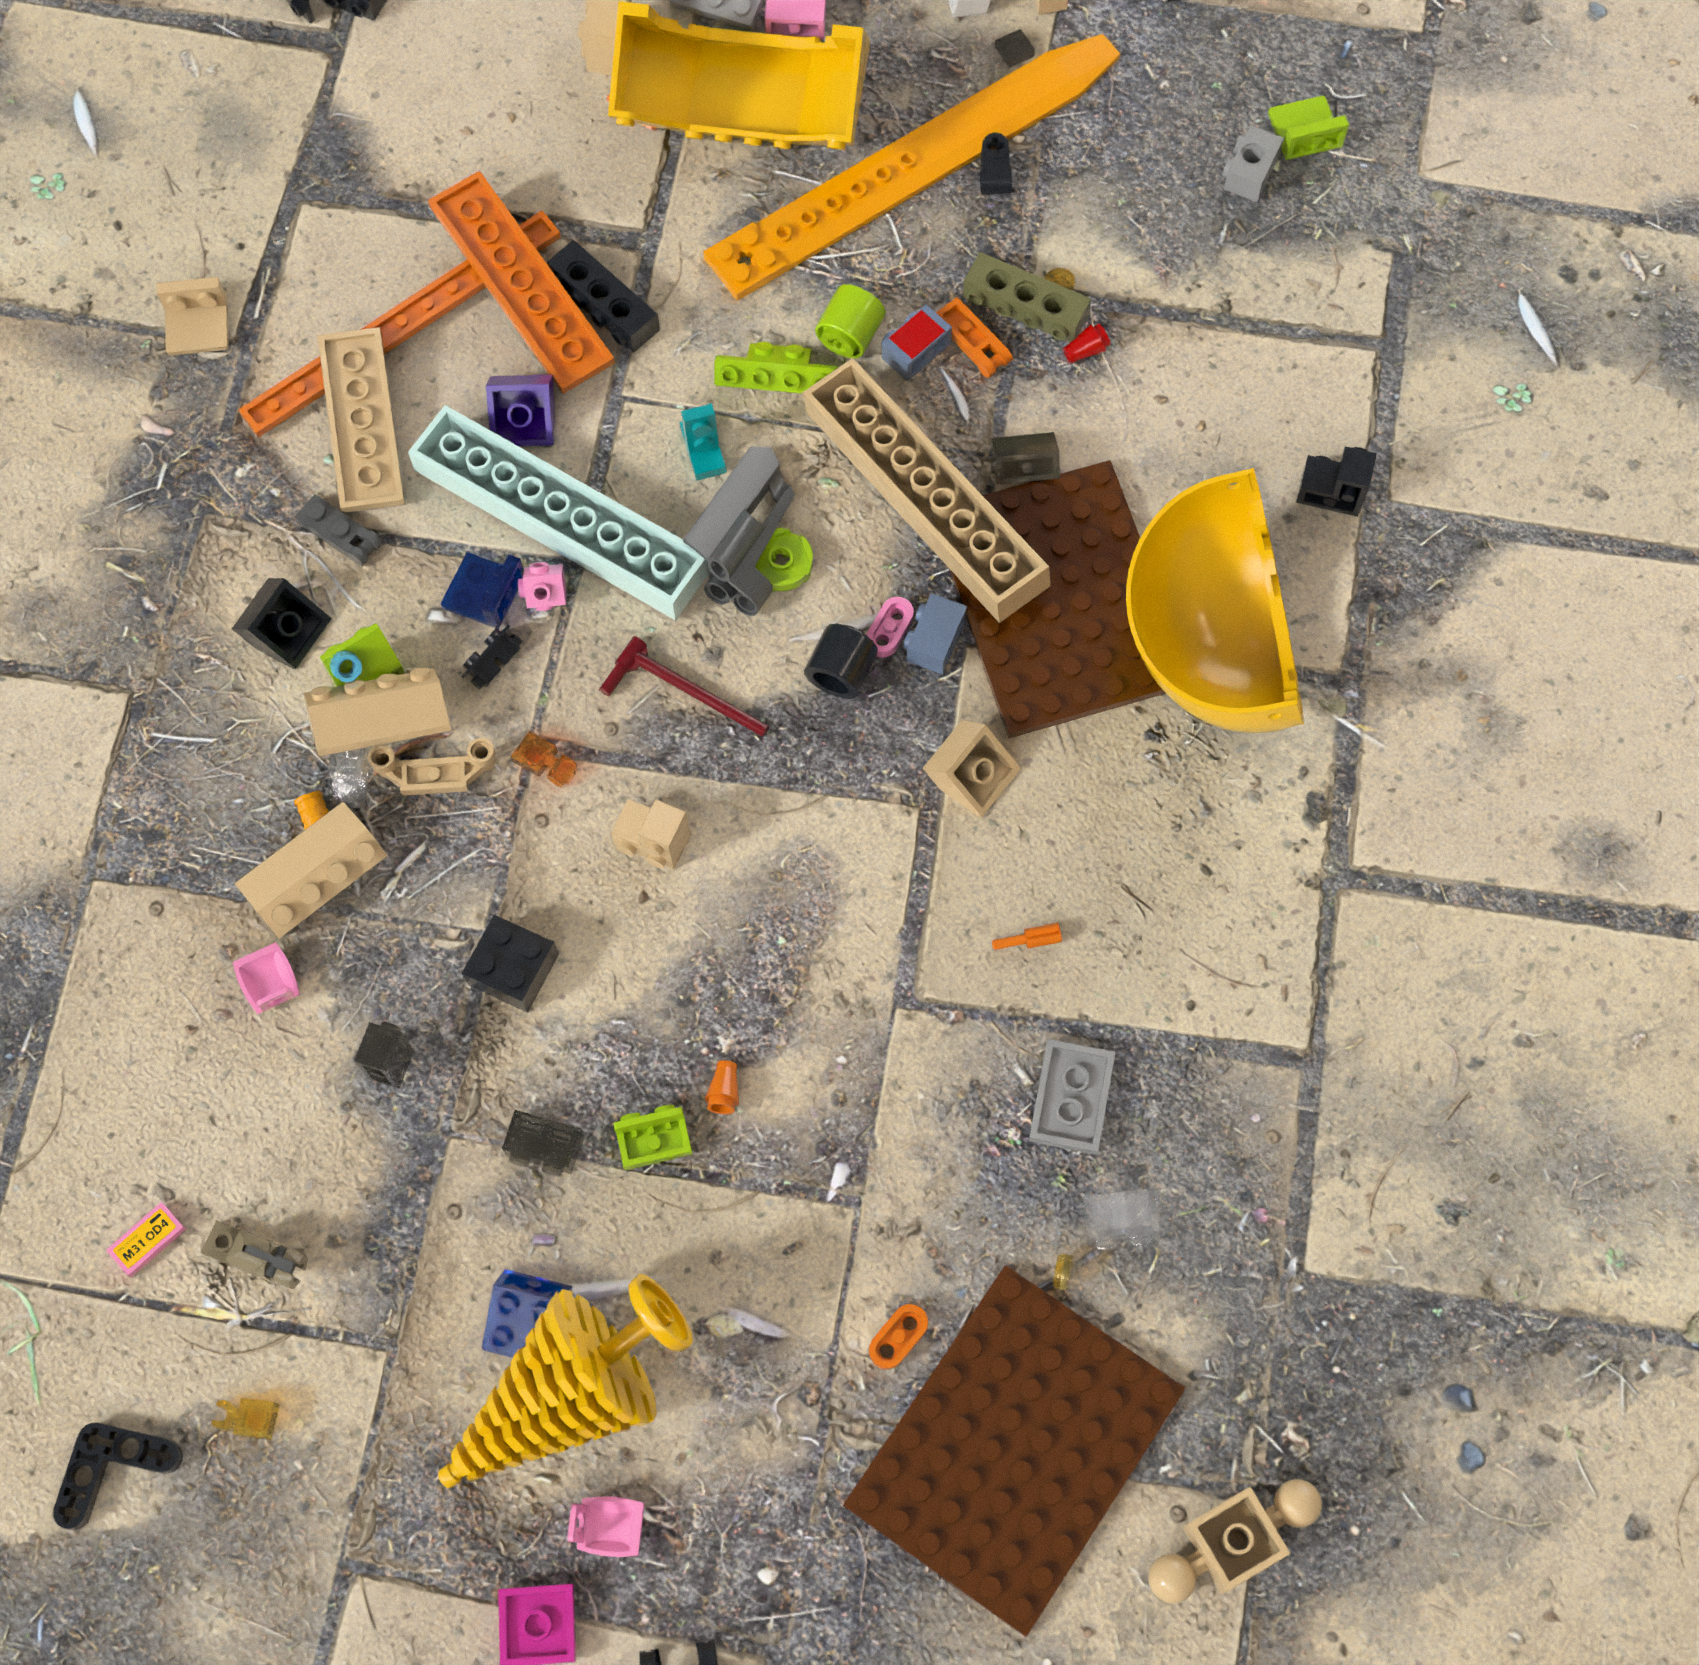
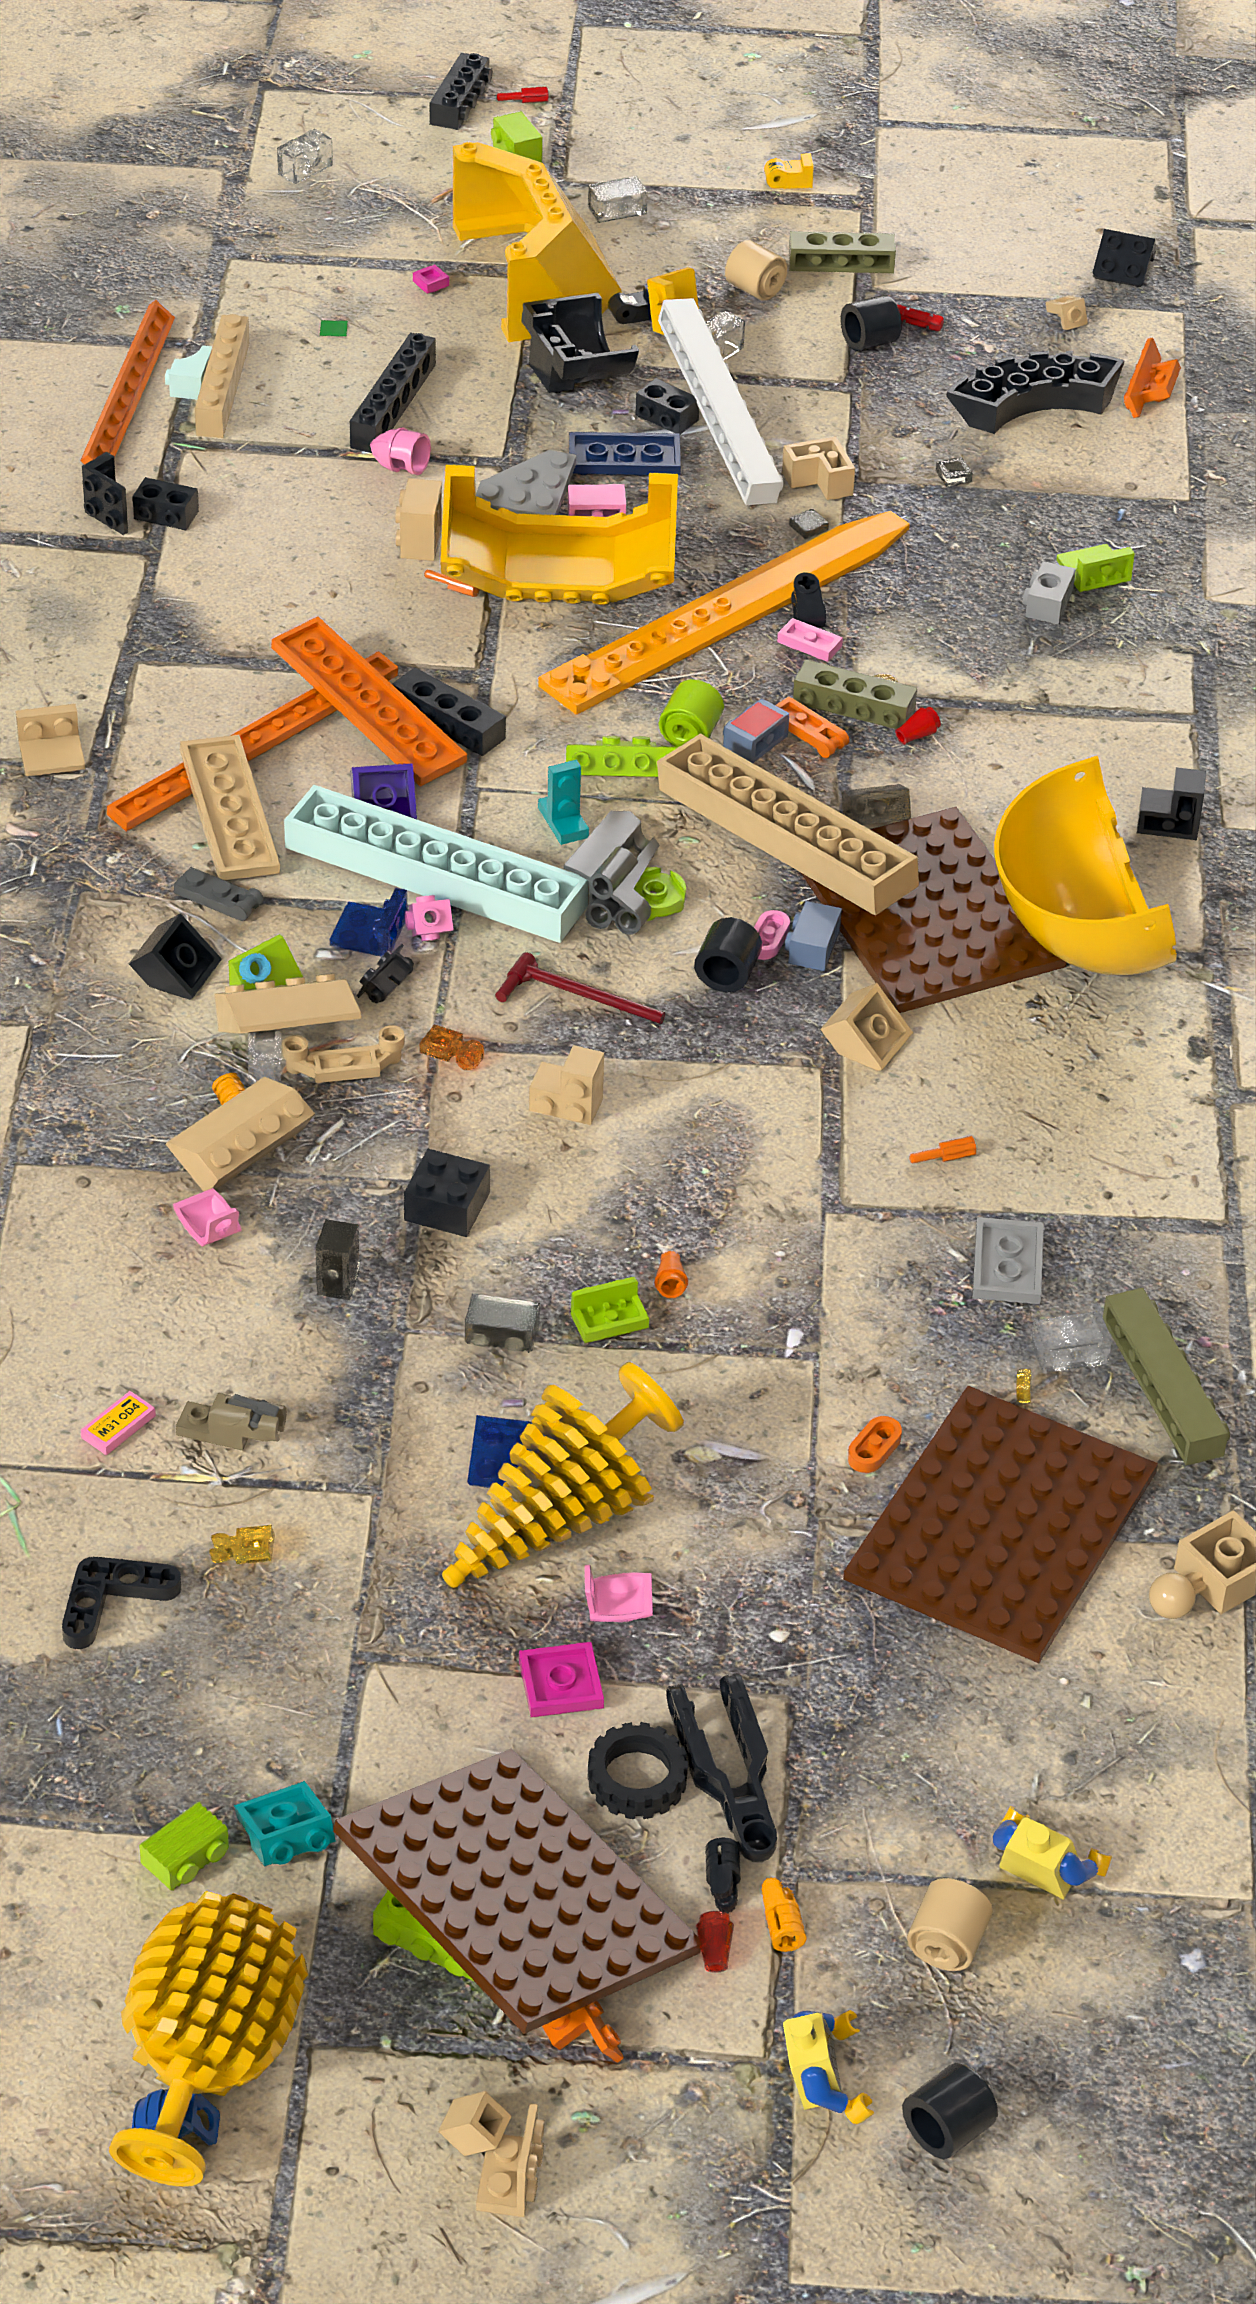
camera: 10 degrees left, 25 degrees down
(991, 215) = (810, 639): none -> bright pink plate
(1211, 1271) = (1165, 1376): none -> olive brick

